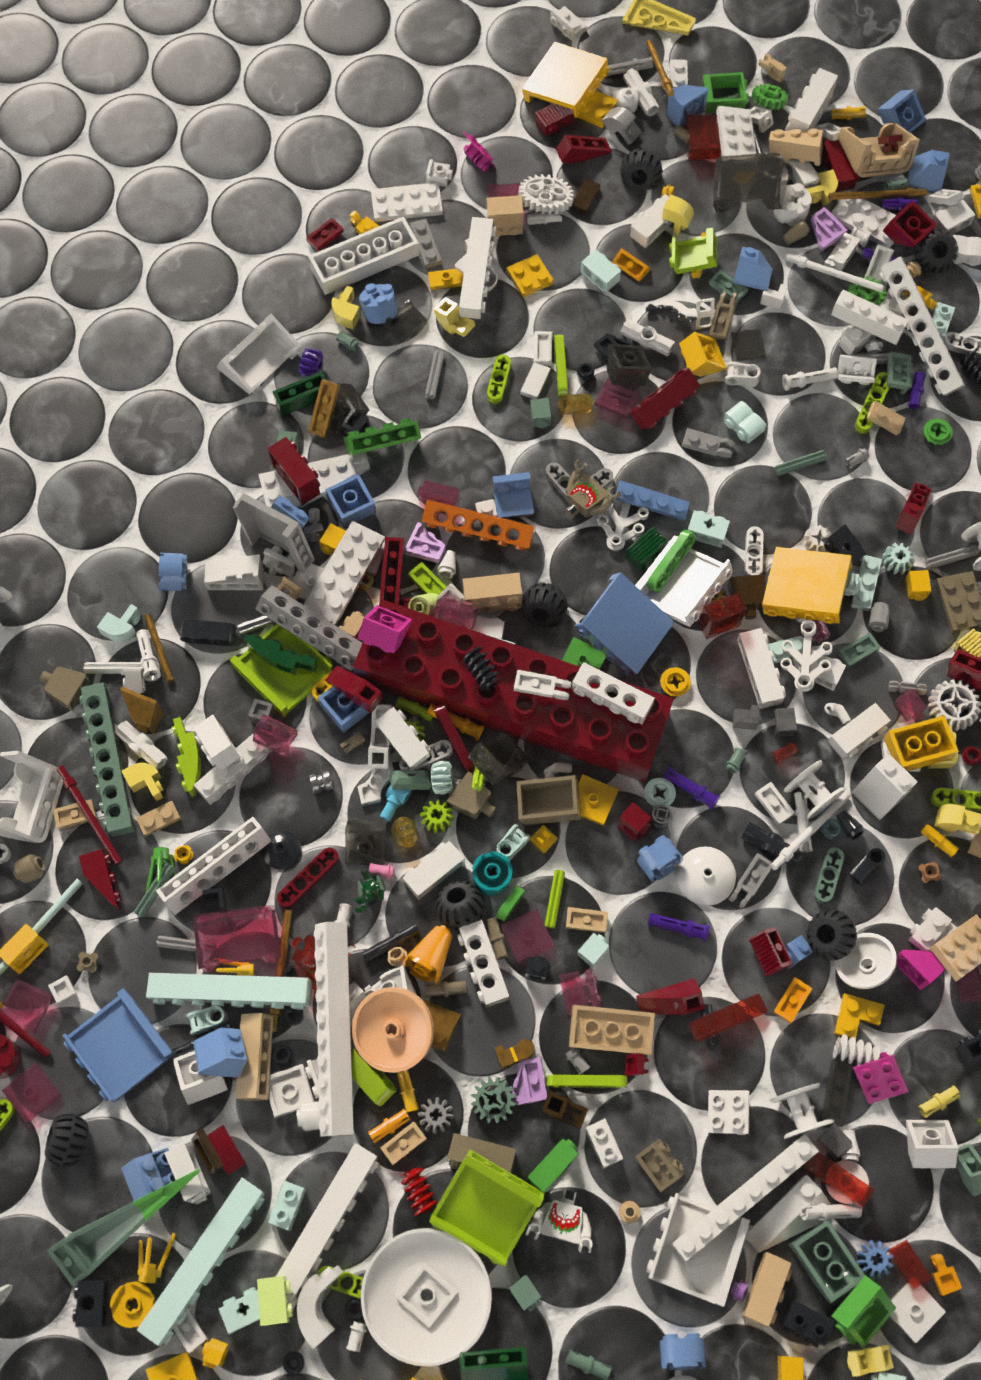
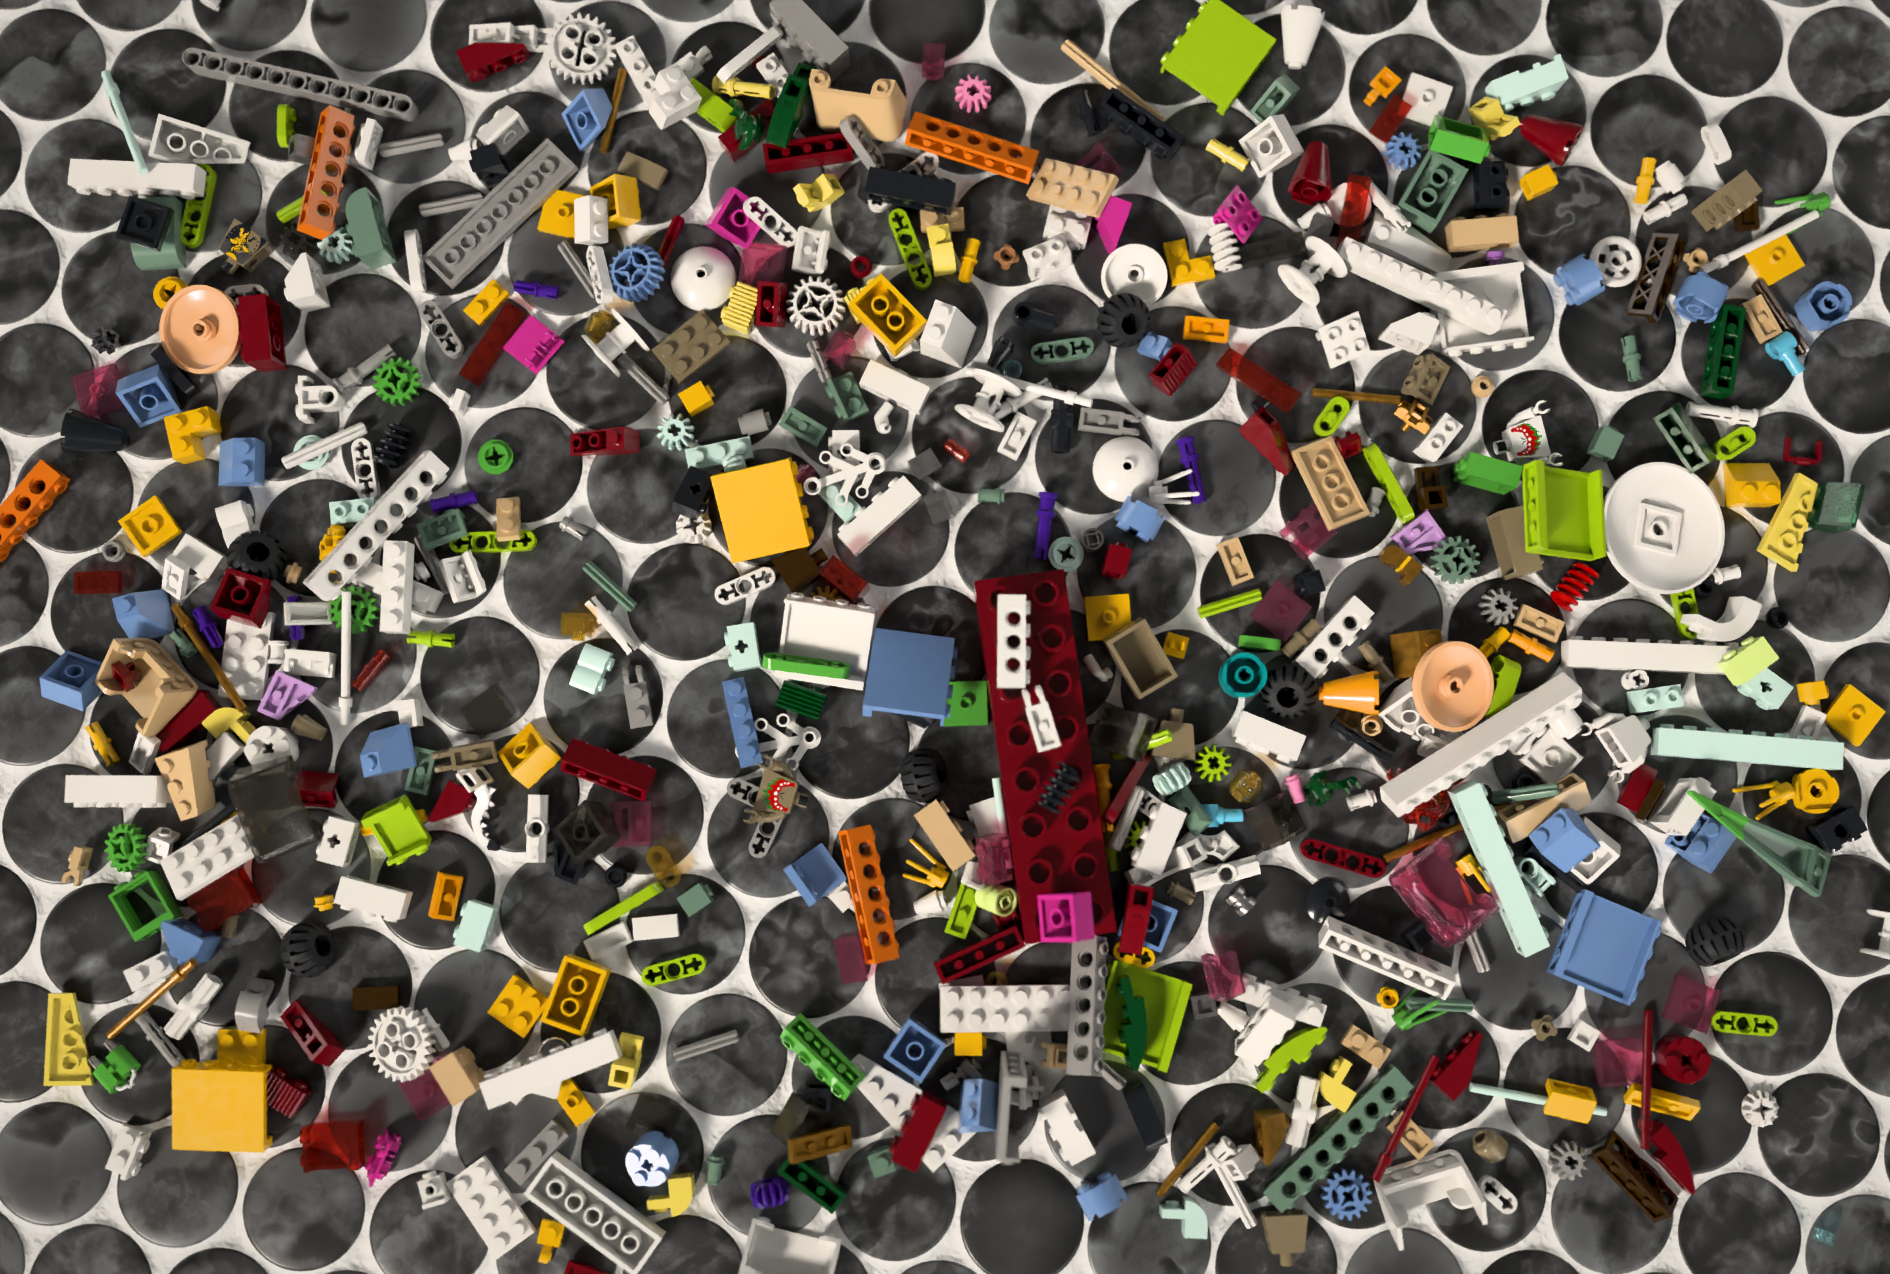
camera: 120 degrees left, 15 degrees up
(72, 744) = (1352, 1187): none -> medium blue gear
(239, 732) = (1233, 1016): none -> white cone
(270, 1156) = (1623, 739): none -> white torso
(274, 1047) = (1525, 793): none -> sand green axle
(305, 1198) = (1630, 684): none -> white bush
(350, 771) = (1238, 869): none -> white piece
(353, 624) = (1055, 963): tan brick -> none
(425, 545) = (921, 939): lavender wing -> none
(430, 728) = (1126, 819): none -> white axle
(466, 572) = (936, 876): none -> yellow plant
(502, 131) = (333, 1145): none -> clear red panel
(514, 841) = (1197, 673): light aqua piece -> none
(517, 308) = (575, 994): none -> yellow brick
(593, 949) = (1261, 539): light aqua brick -> none
(625, 36) = (116, 1069): none -> bright green piece
(628, 99) = (216, 1015): white head -> none
(632, 1131) = (1413, 416): none -> pearl gold piece
(668, 1064) = (1330, 417): none -> lime plate
(671, 889) = (1160, 494): none -> white plant
(674, 1097) = (1356, 396): none -> pearl gold bar
(678, 212) = (356, 873): light yellow brick -> none
(680, 676) = (948, 597): yellow gear -> none
(695, 291) = (453, 802): none -> dark red slope
(707, 216) = (345, 831): none -> white brick
(707, 1170) = (1412, 332): none -> white slope
(742, 374) = (532, 701): white piece -> none
(751, 218) = (317, 788): none -> dark red panel
(768, 450) = (611, 625): none -> white pin
(782, 426) = (577, 625): none -> clear yellow brick
(801, 379) = (502, 634): white pin -> none
(817, 286) = (370, 670): none -> clear red pin
(821, 333) = (431, 638): none -> lime pin
(866, 692) = (847, 397): none -> sand green bracket
(889, 1163) = (1312, 176): none -> dark red cone
(914, 900) = (1047, 257): none -> white bracket
(965, 154) = (98, 582): none -> clear red plate

